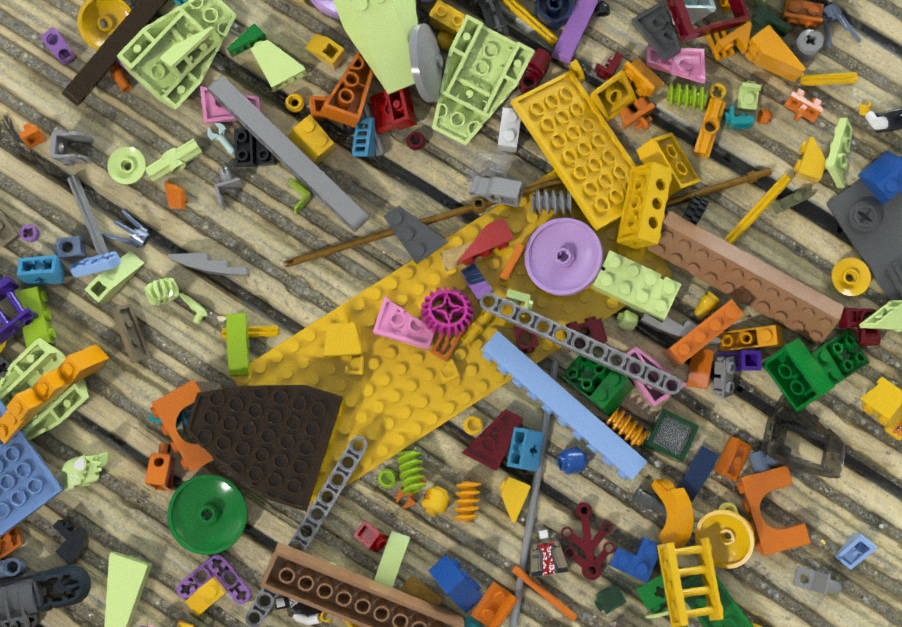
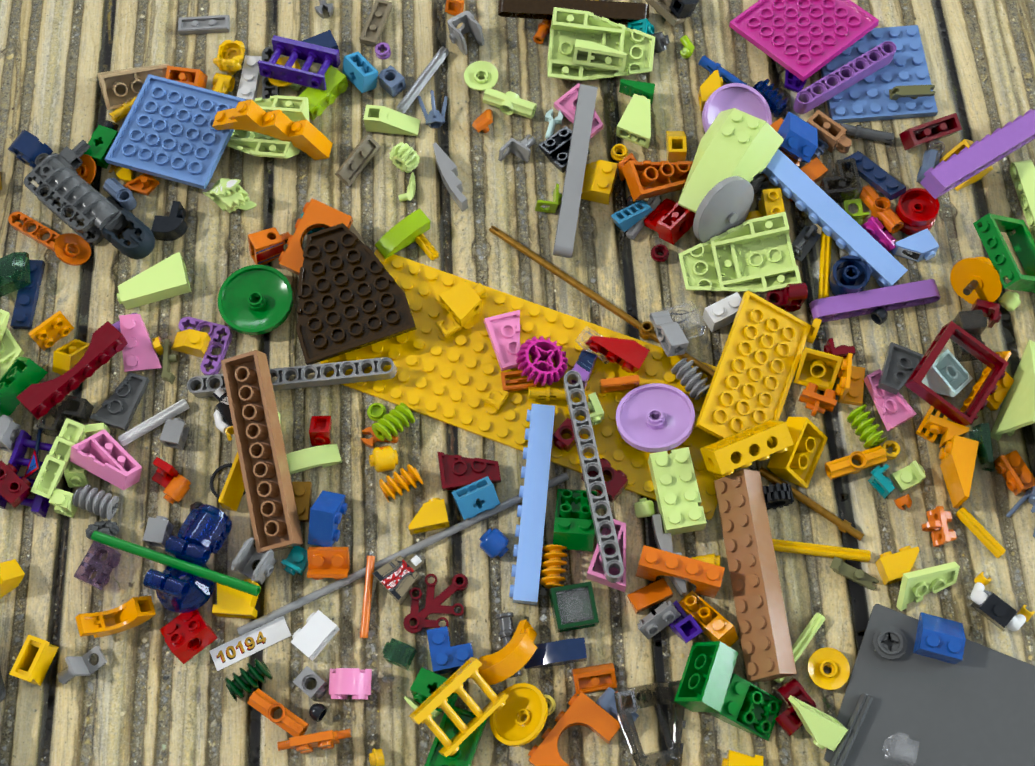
camera: 50 degrees right, 15 degrees down
(95, 264) = (391, 102): light blue beam -> none
(413, 234) = (584, 298): dark grey wing -> none
(473, 425) = (466, 447): yellow plate -> none
(807, 45) = (990, 490): light grey piece -> none
(813, 271) = (805, 637): none -> yellowish green axle

